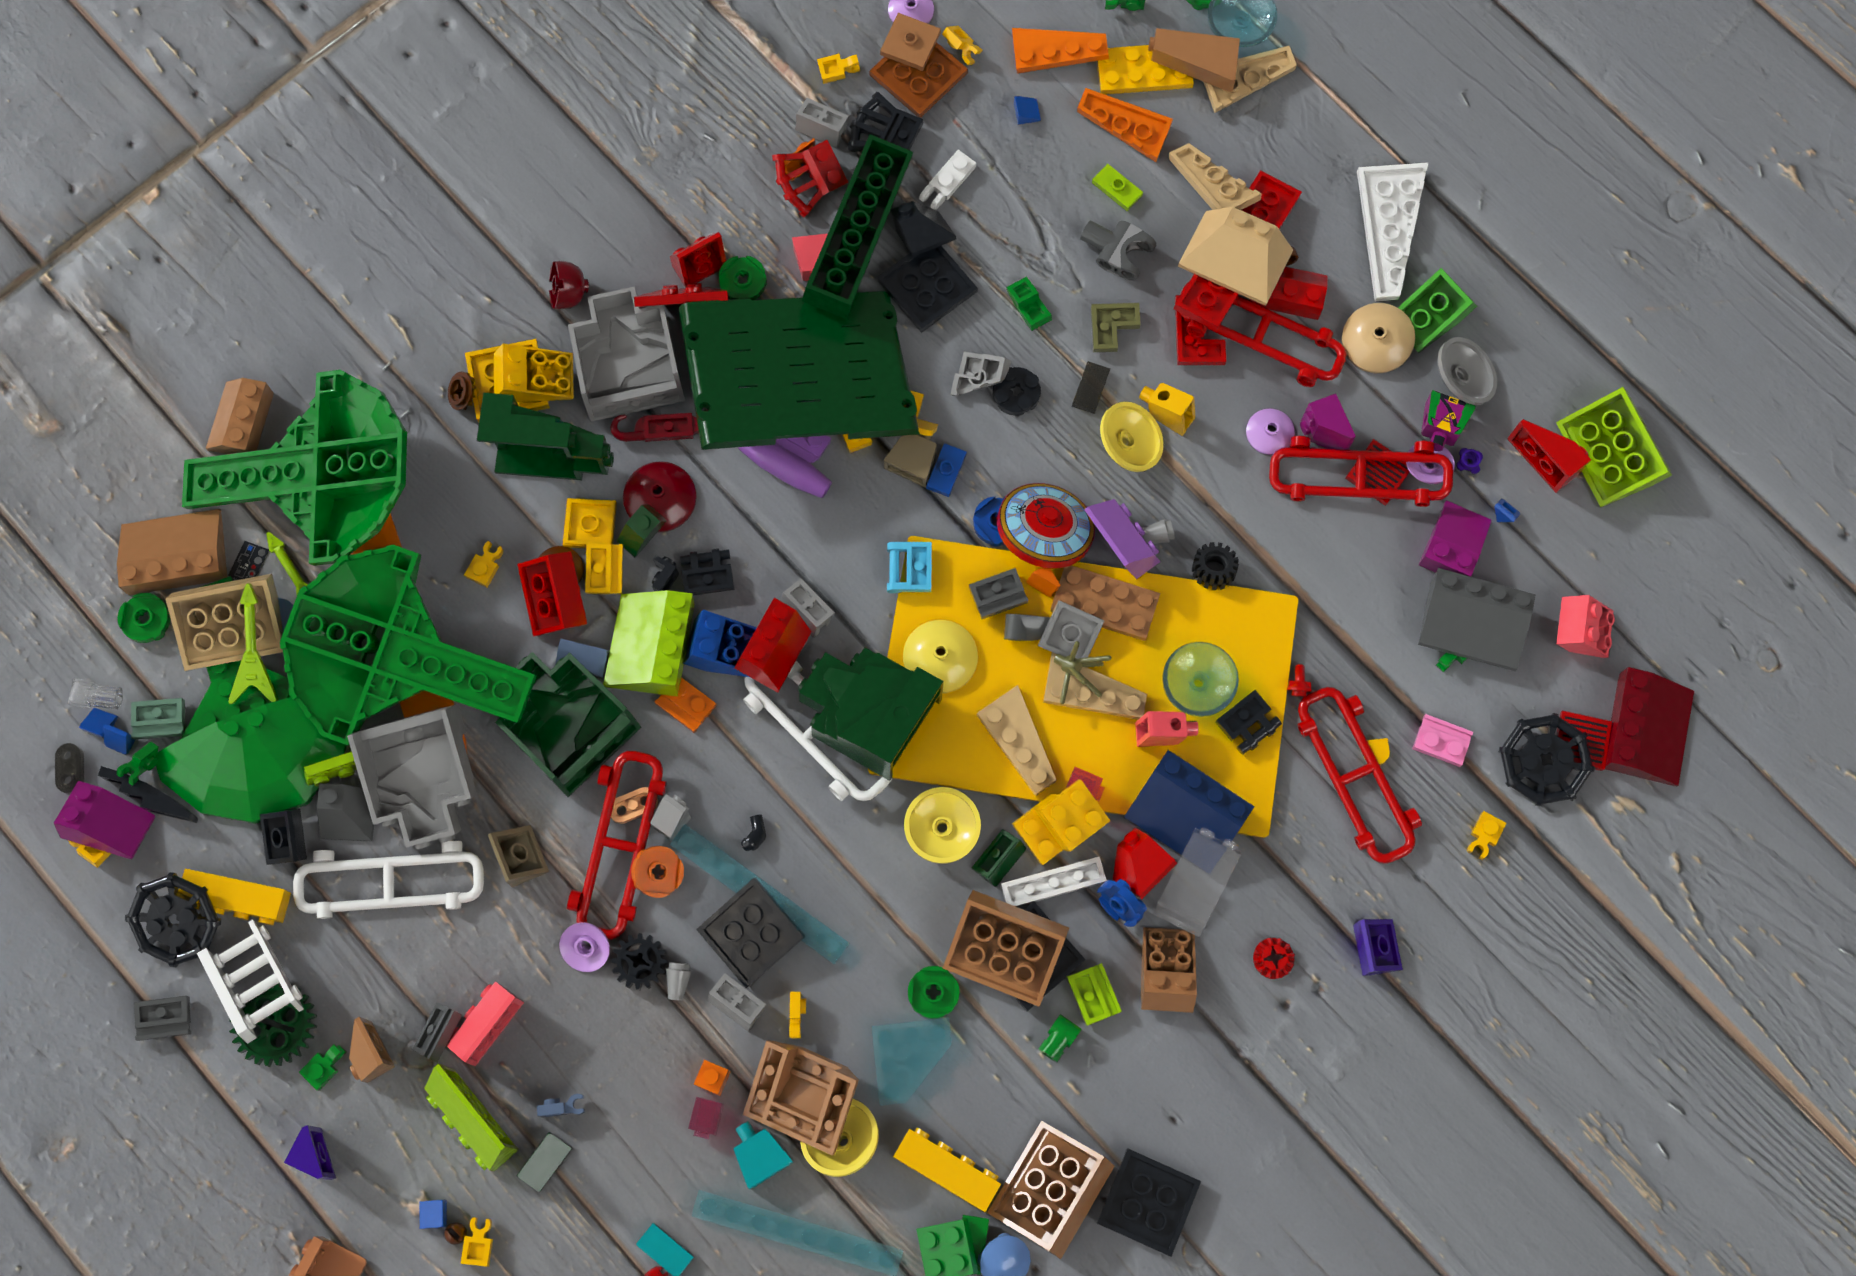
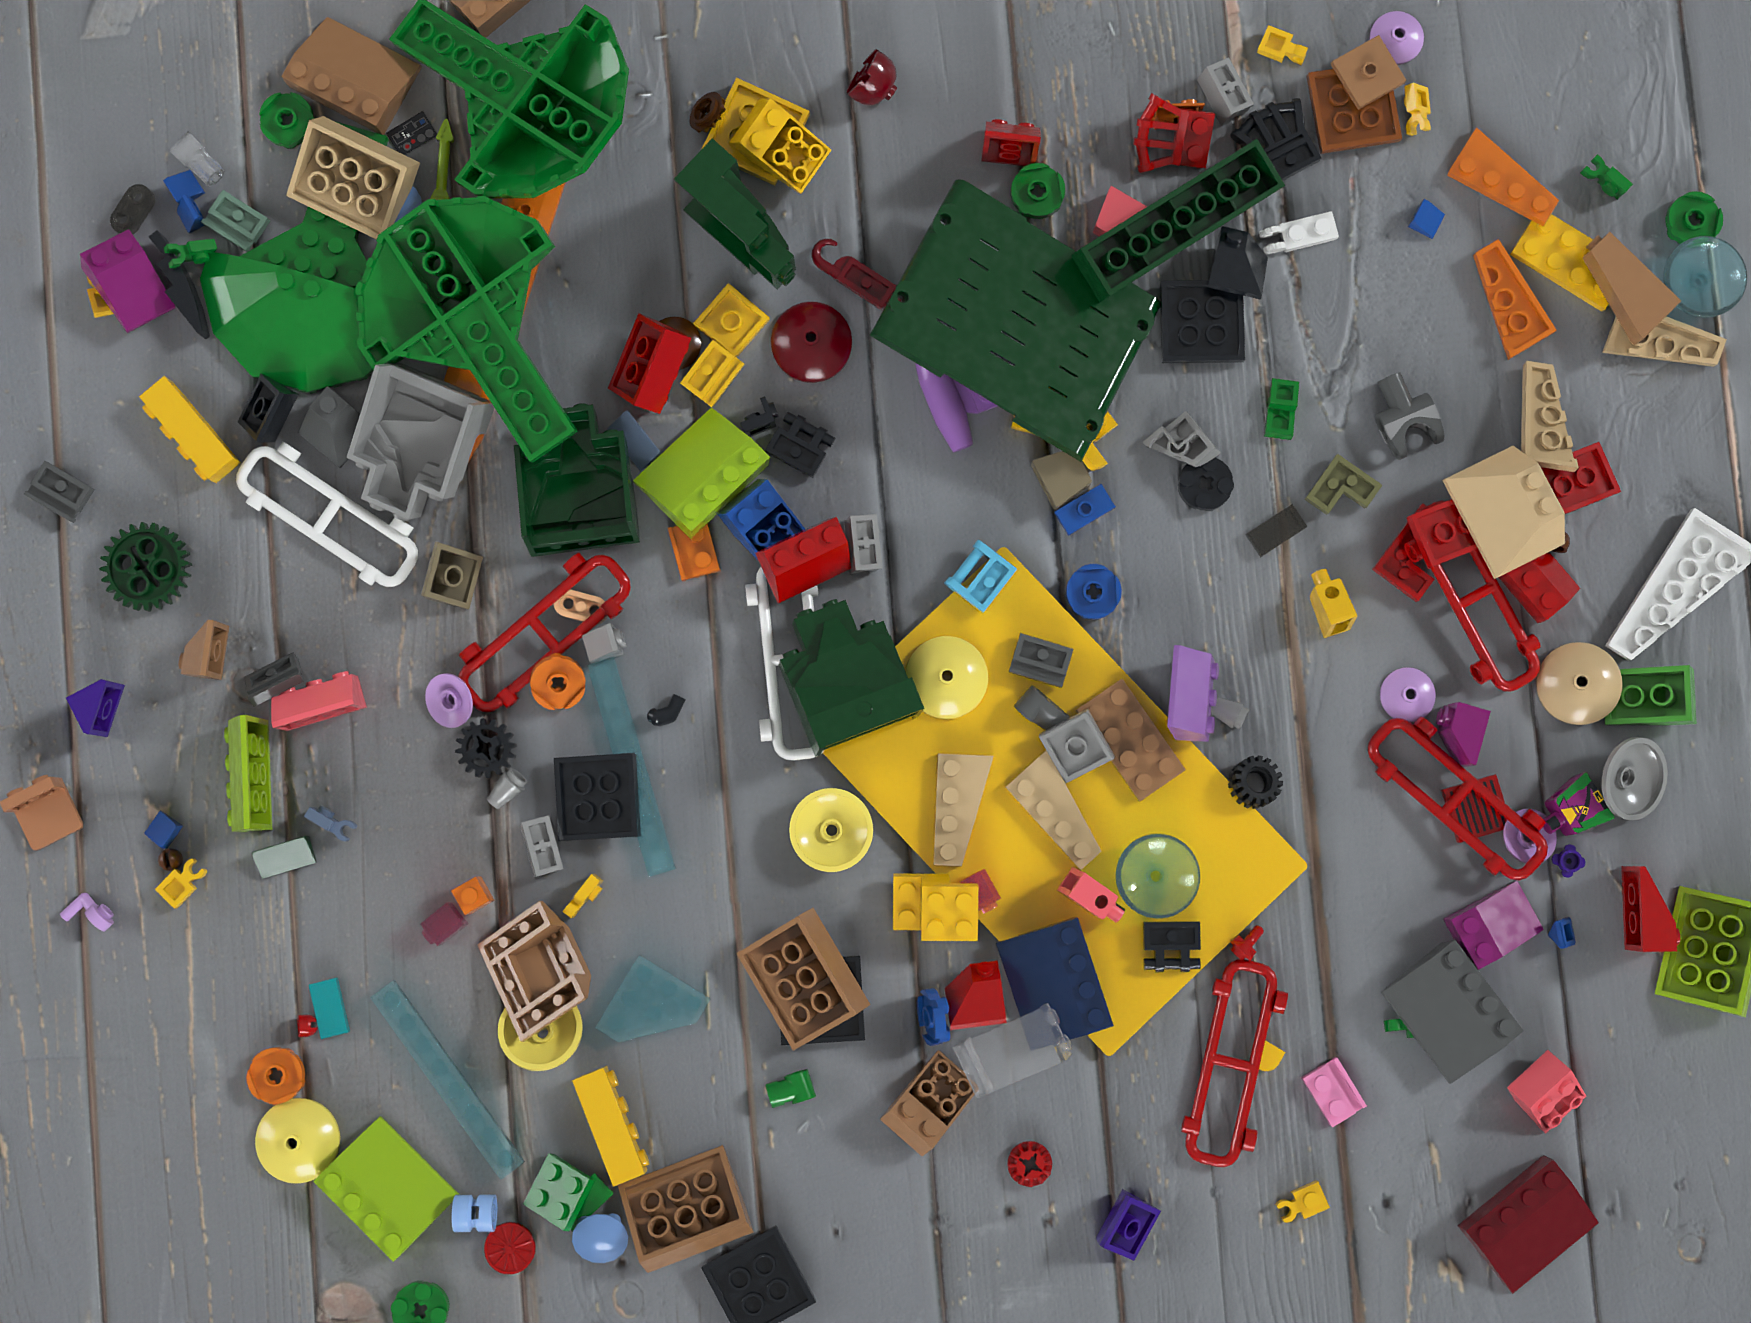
camera: 40 degrees right, 10 degrees up
(160, 926) = (110, 413): black plate -> none
(224, 983) = (126, 501): white fence -> none
(251, 667) = (342, 237): lime piece -> none
(320, 1068) = (158, 635): green plate -> none
(323, 771) = (334, 378): lime plate -> none
(483, 567) = (608, 292): yellow plate -> none
(624, 356) = (875, 187): light grey panel -> none
(640, 529) = (770, 362): dark green slope -> none
(672, 295) = (963, 164): red wing -> none
(759, 1155) = (464, 991): teal torso -> none
(944, 982) = (698, 968): green plate -> none
(999, 857) = (861, 893): dark green slope -> none
(1044, 581) = (1090, 681): orange slope -> none
(1045, 525) = (1130, 630): dish -> none
(1054, 882) = (890, 952): white plate -> none
(1073, 666) = (1053, 778): olive plant -> none
(1094, 994) = (849, 1075): lime plate -> none
(1117, 187) = (1452, 357): lime plate -> none
(1131, 436) = (1284, 607): light yellow dish -> none
(1560, 755) = (1403, 1195): black plate -> none
(1598, 737) = (1459, 1188): red tile -> none

